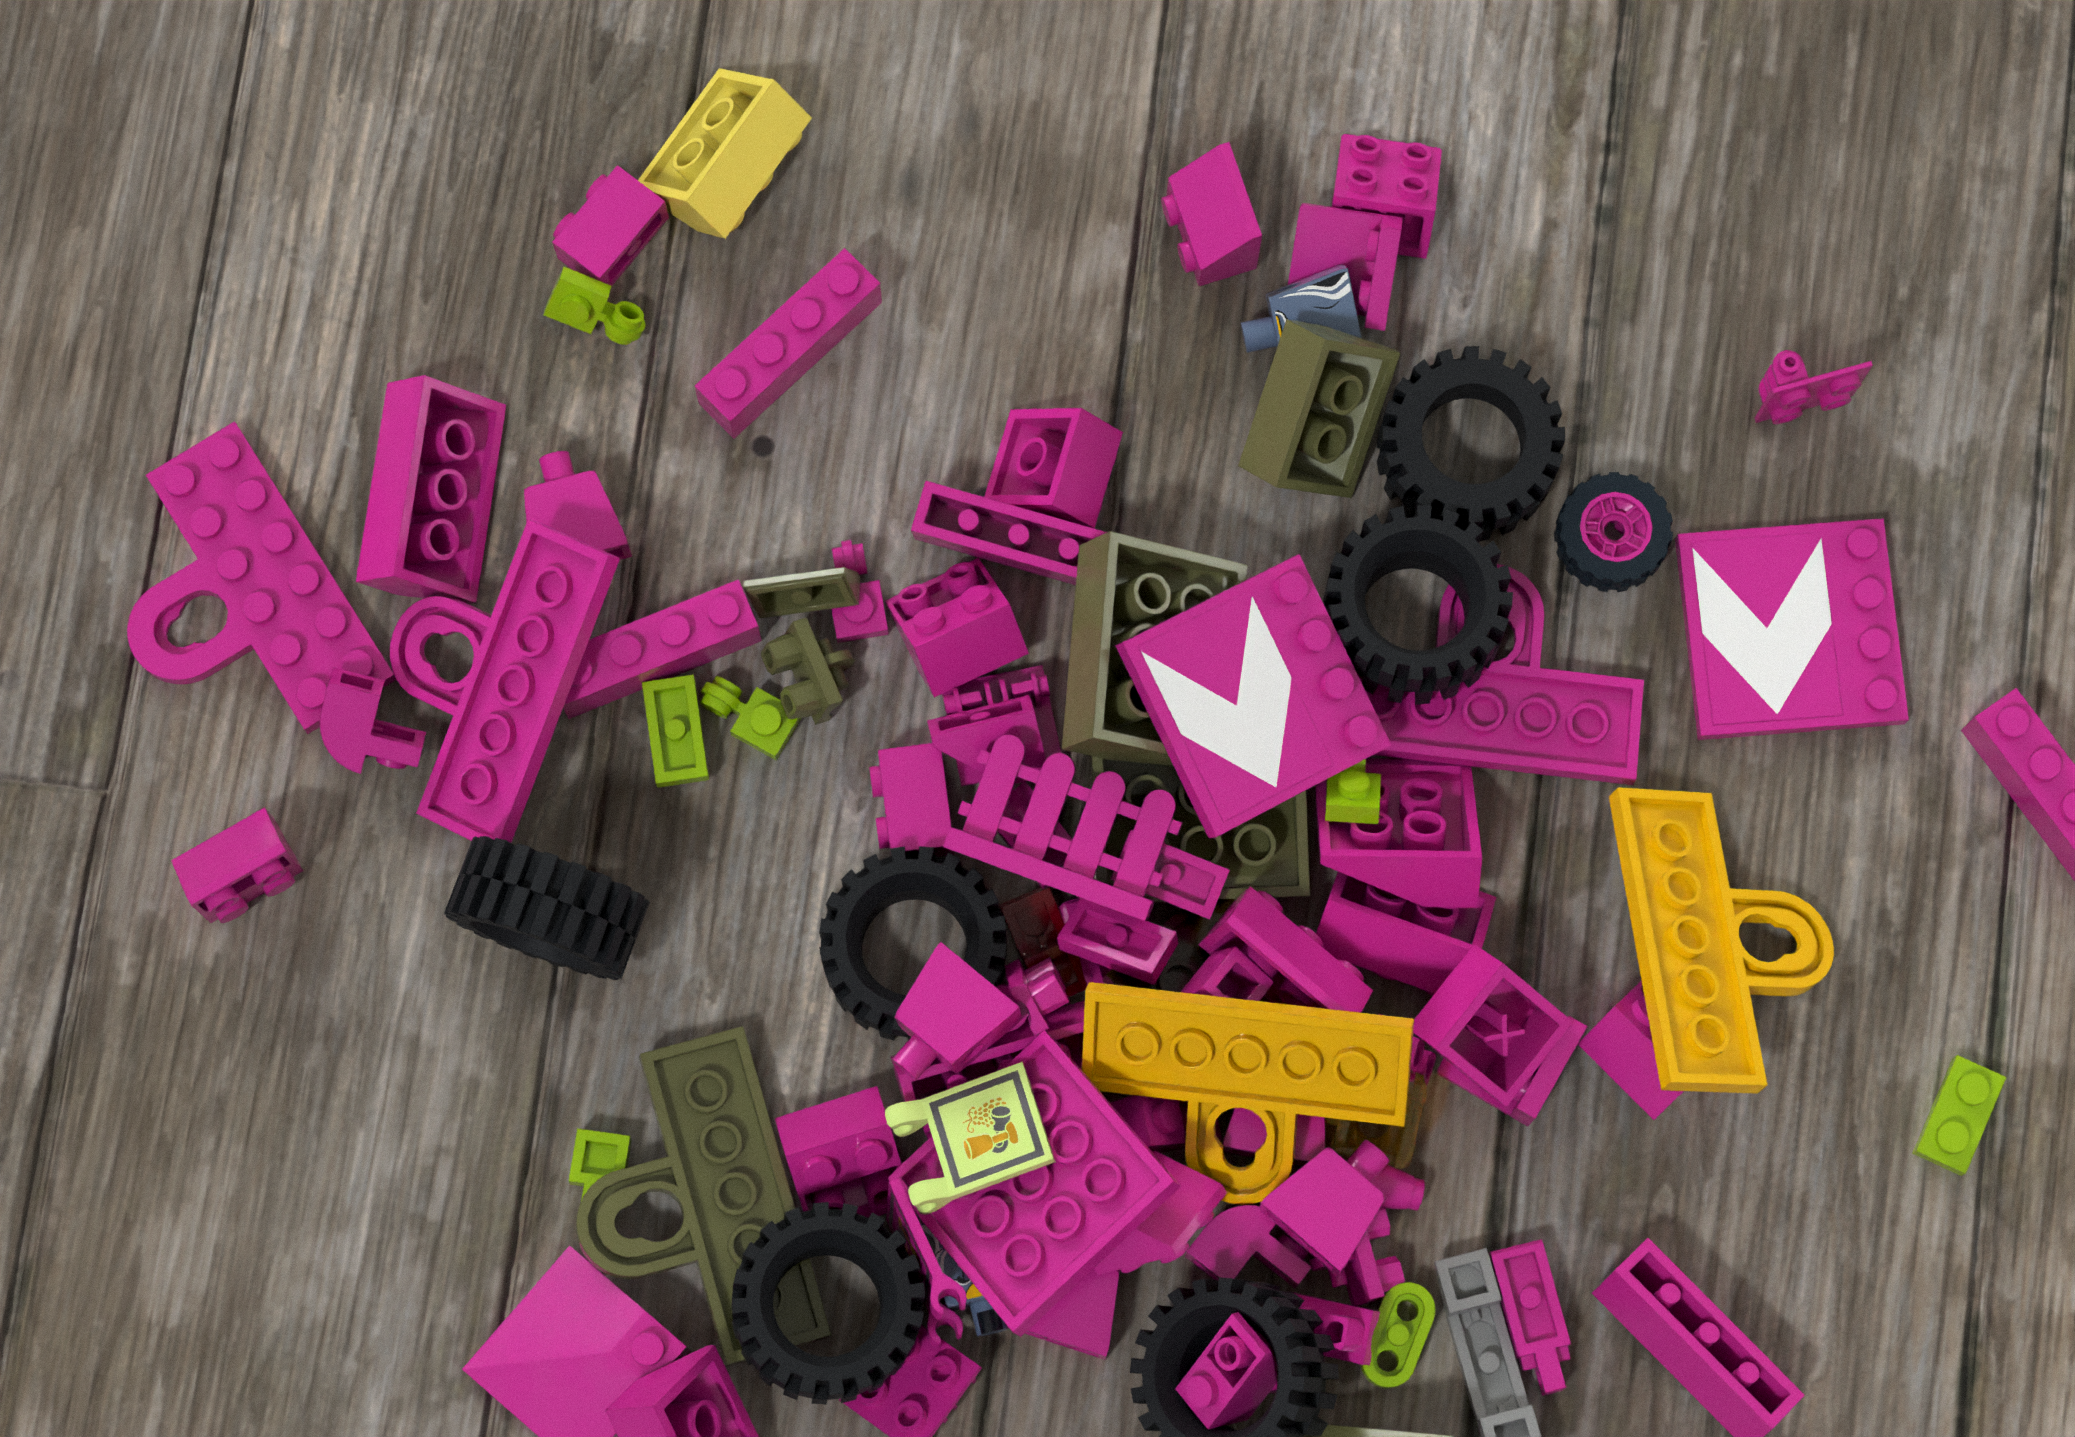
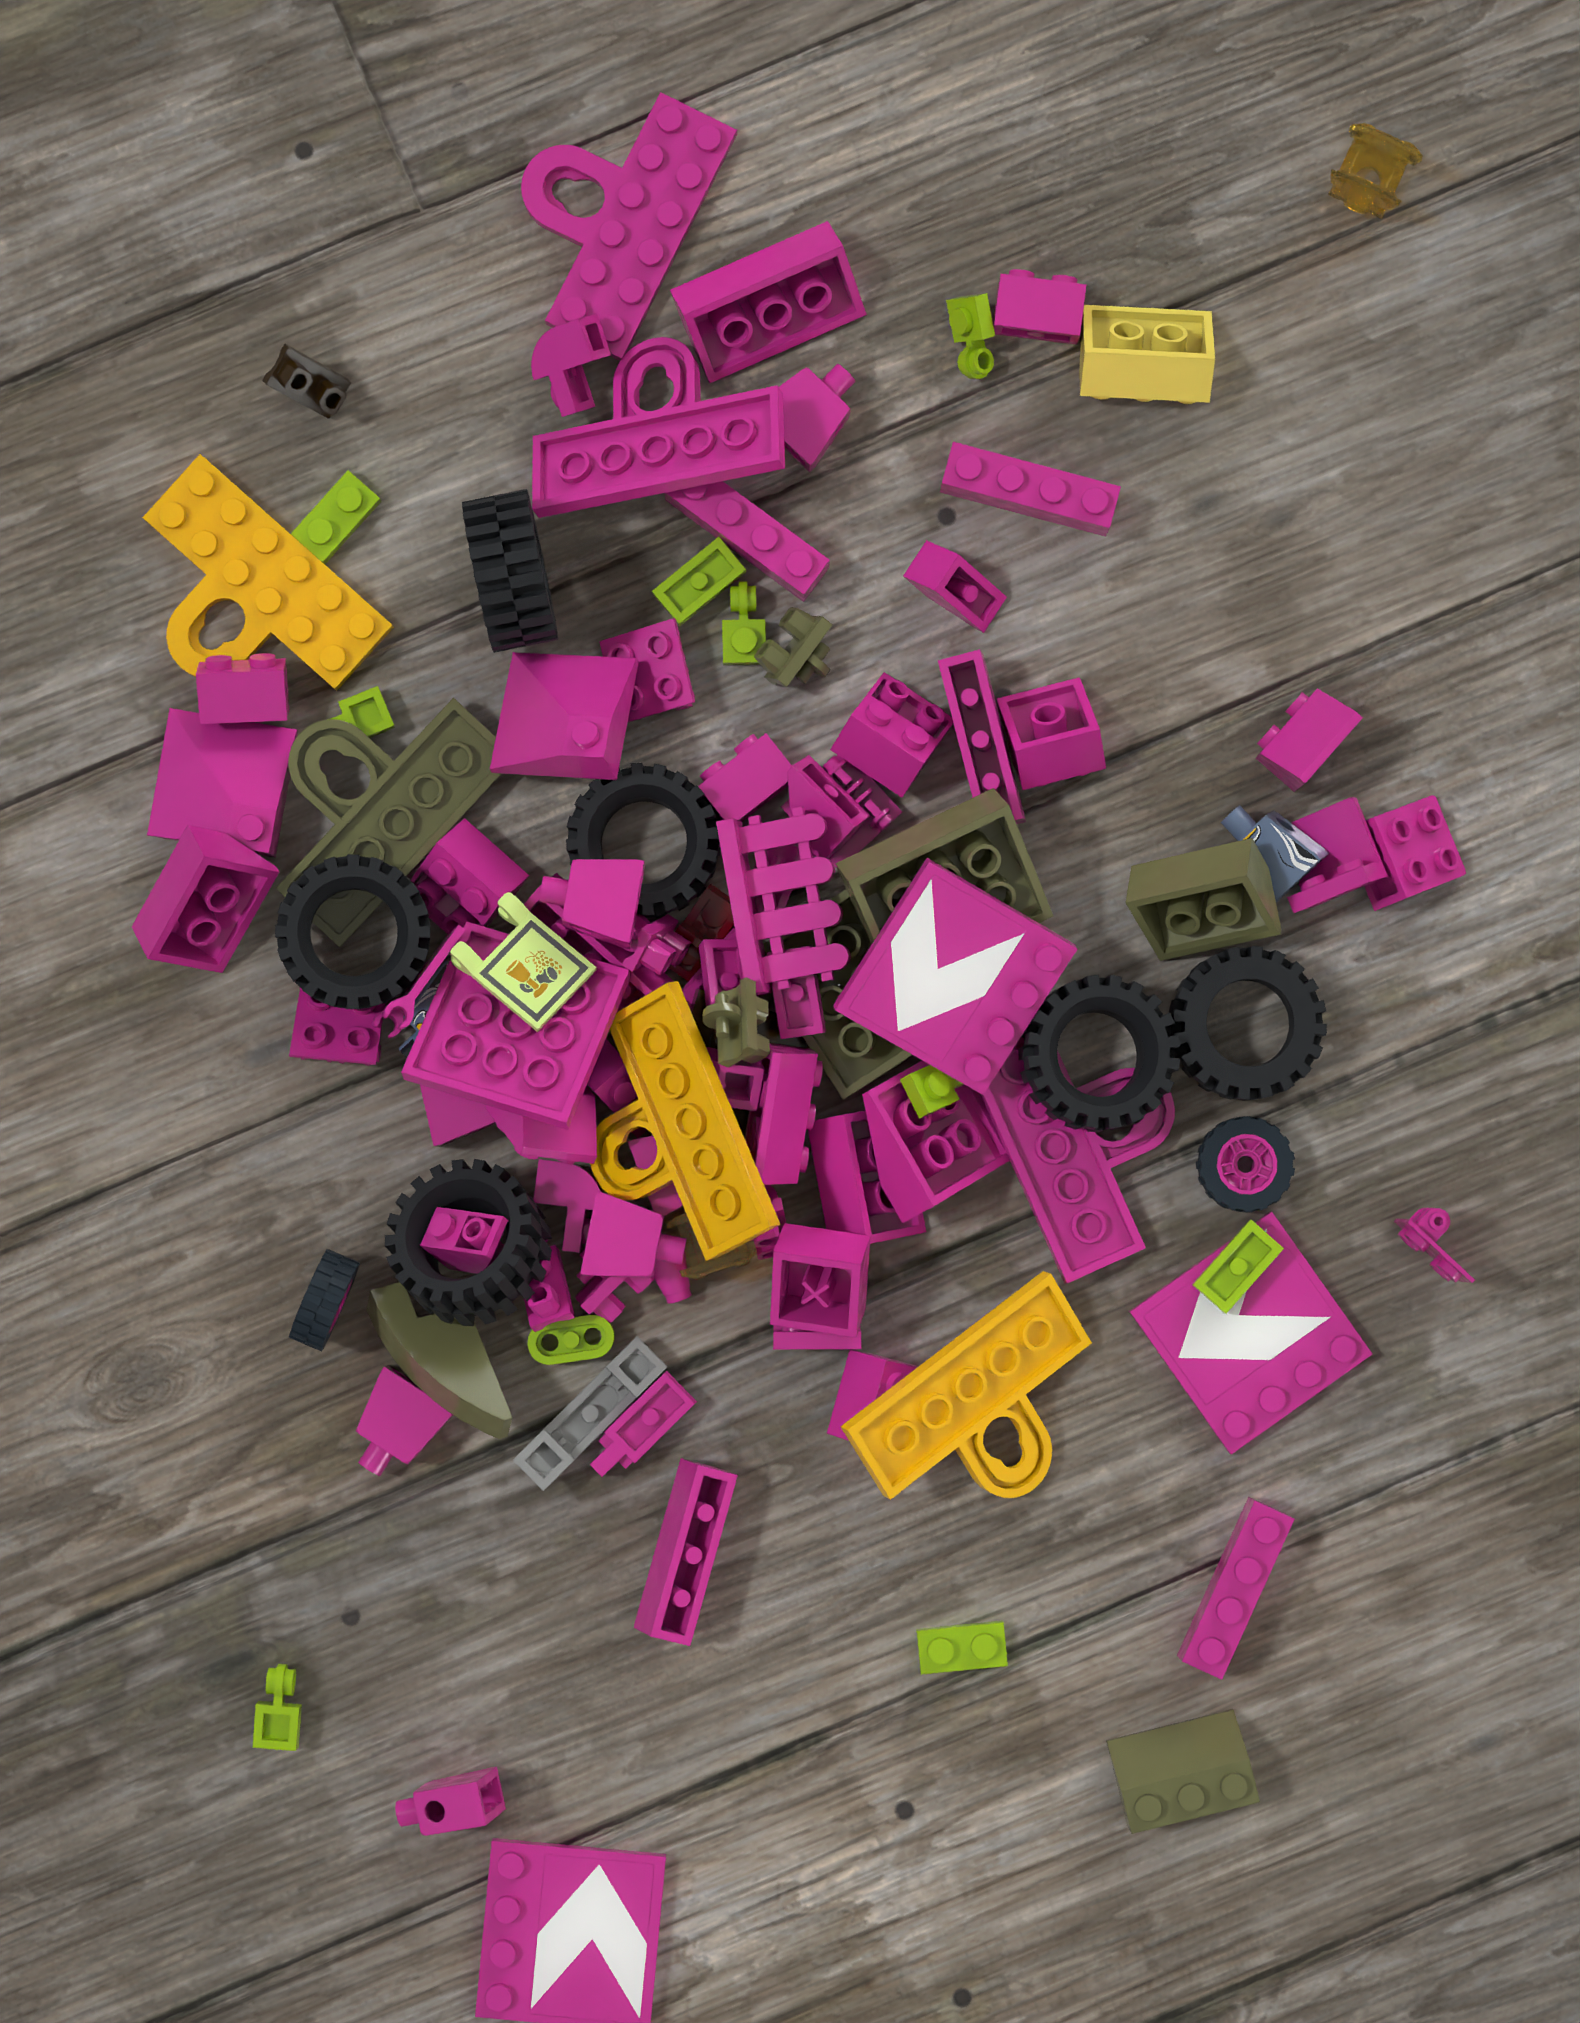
camera: 60 degrees right, 10 degrees up
(212, 1010) = (307, 382): none -> dark brown hips
(237, 867) = (417, 334): dark pink slope -> none
(371, 1070) = (336, 517): none -> lime plate
(387, 1179) = (266, 573): none -> yellow plate
(493, 1273) = (242, 689): none -> dark pink brick
(731, 948) = (564, 716): none -> dark pink slope
(737, 838) = (662, 671): none -> dark pink hinge
(803, 592) = (850, 612): olive slope -> none
(840, 475) = (955, 585): none -> dark pink slope
(869, 616) = (866, 655): dark pink plate -> none
(1169, 944) = (736, 1022): none -> olive hips
(1717, 596) = (1237, 1266): none -> lime plate

